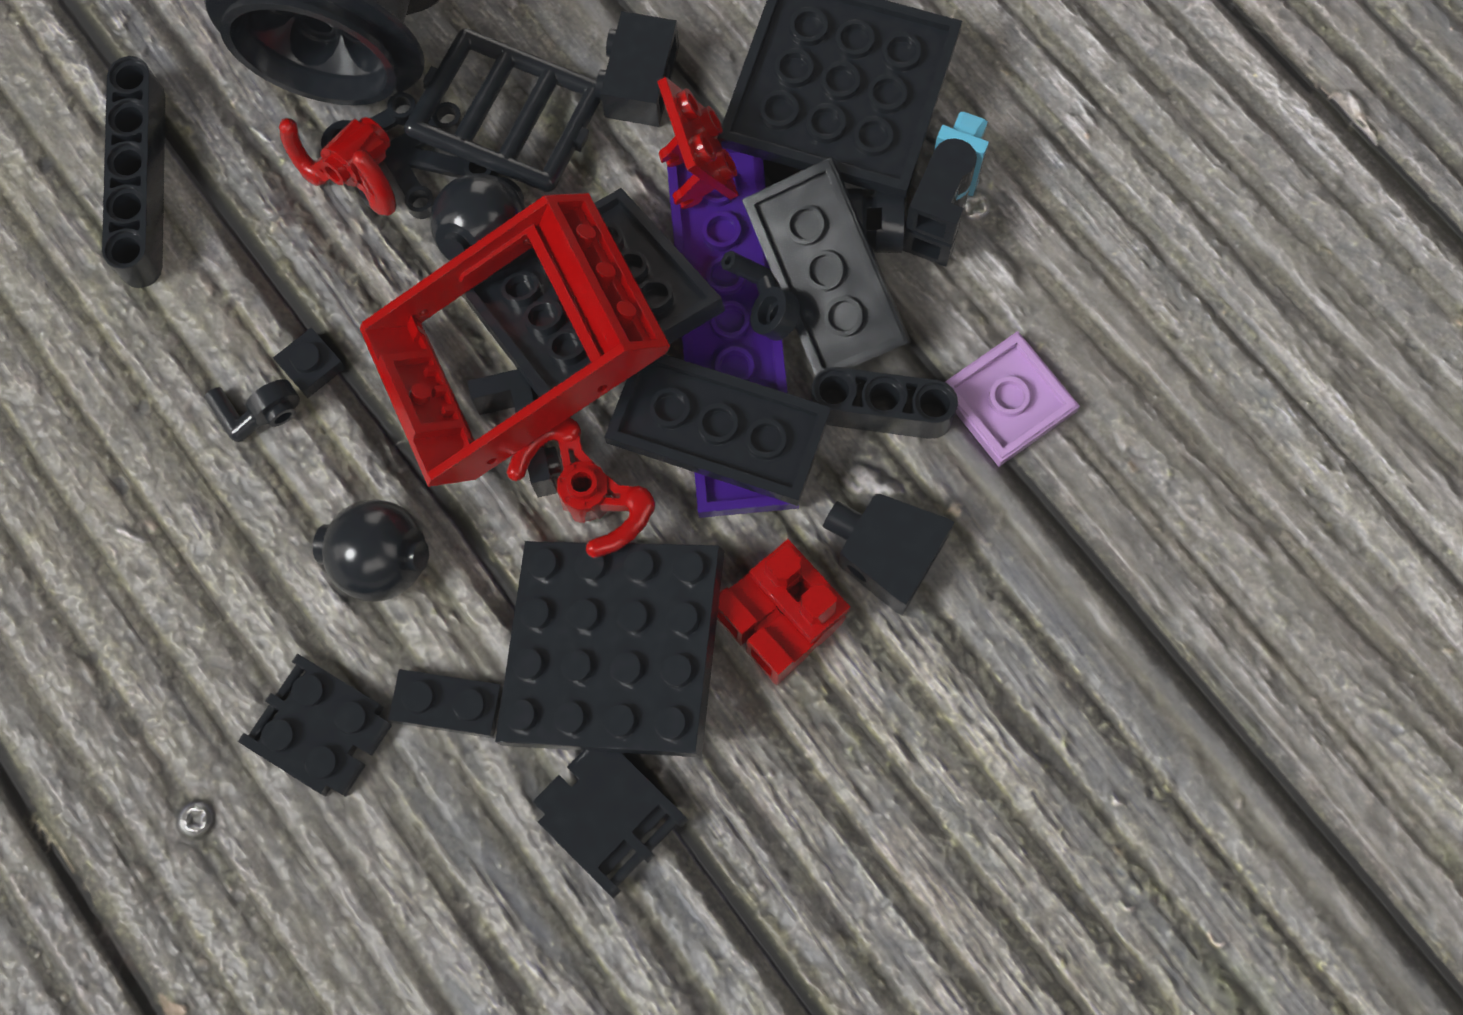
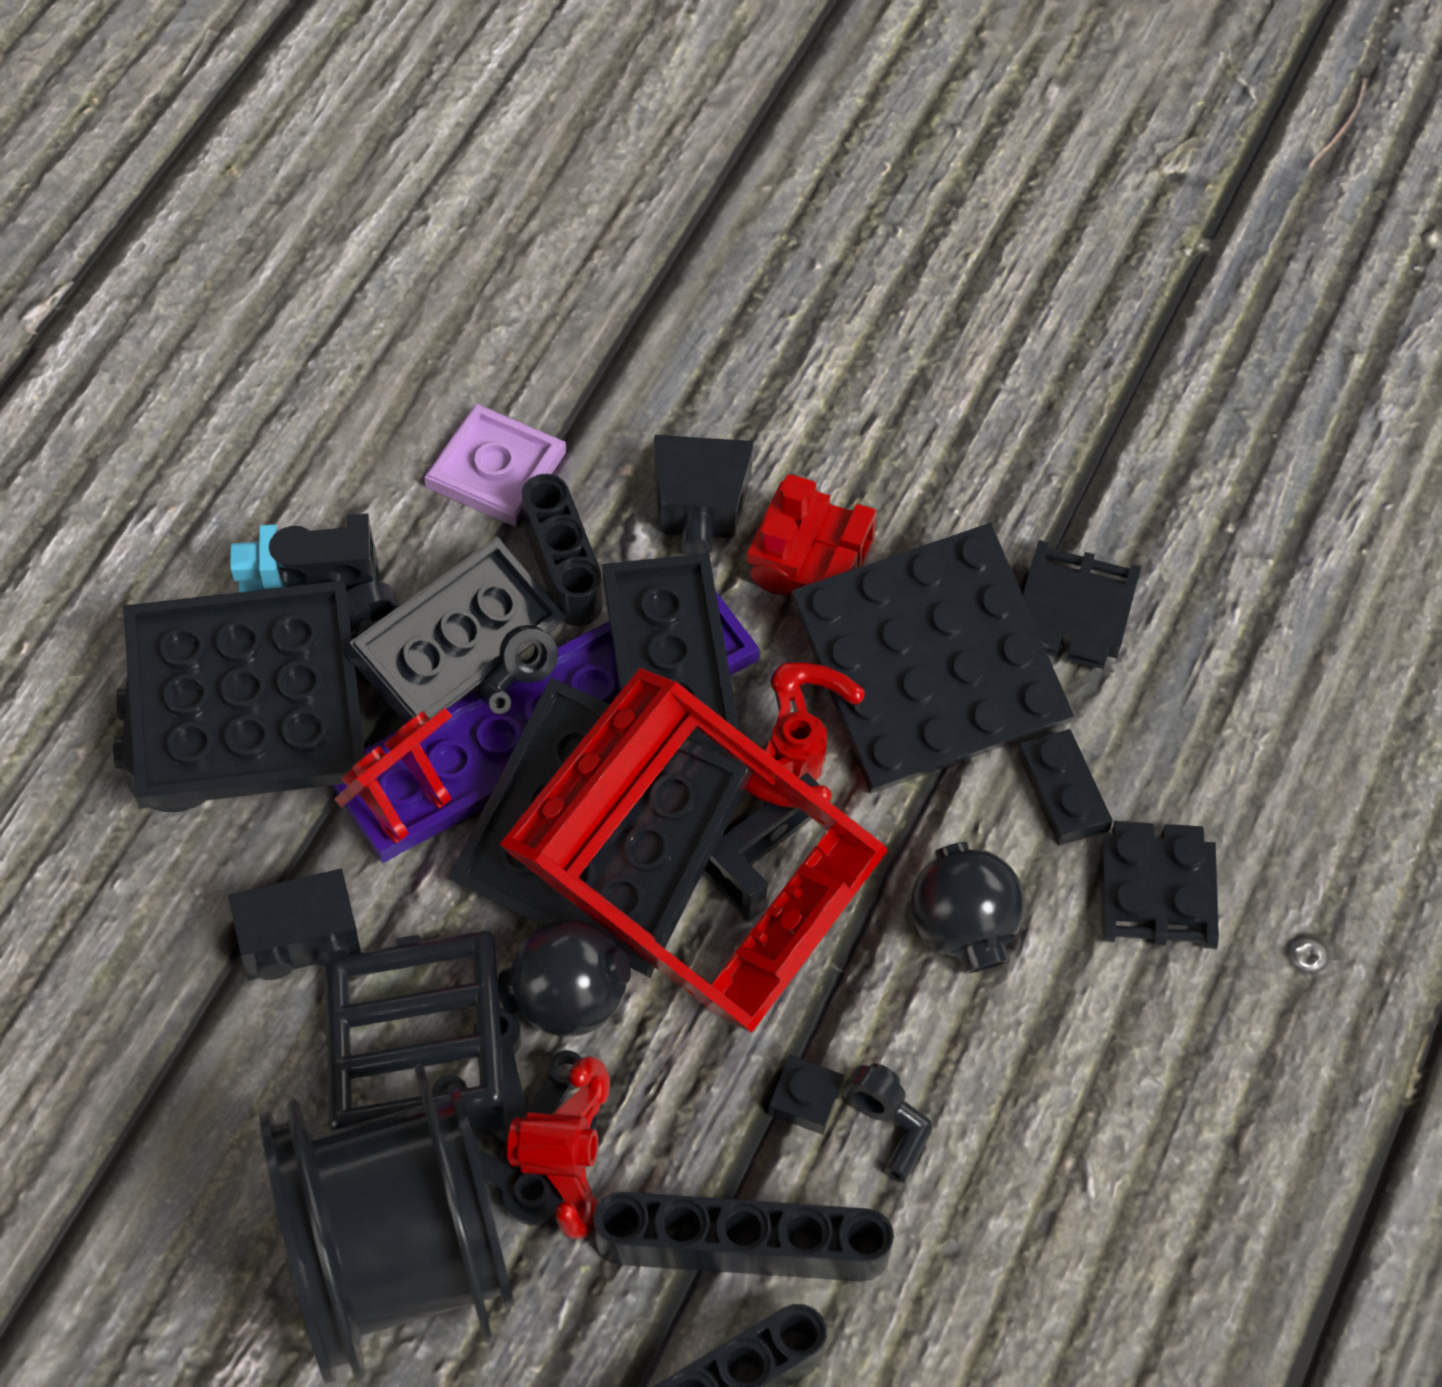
camera: 125 degrees left, 15 degrees down
(224, 281) = (768, 1220): none -> black beam

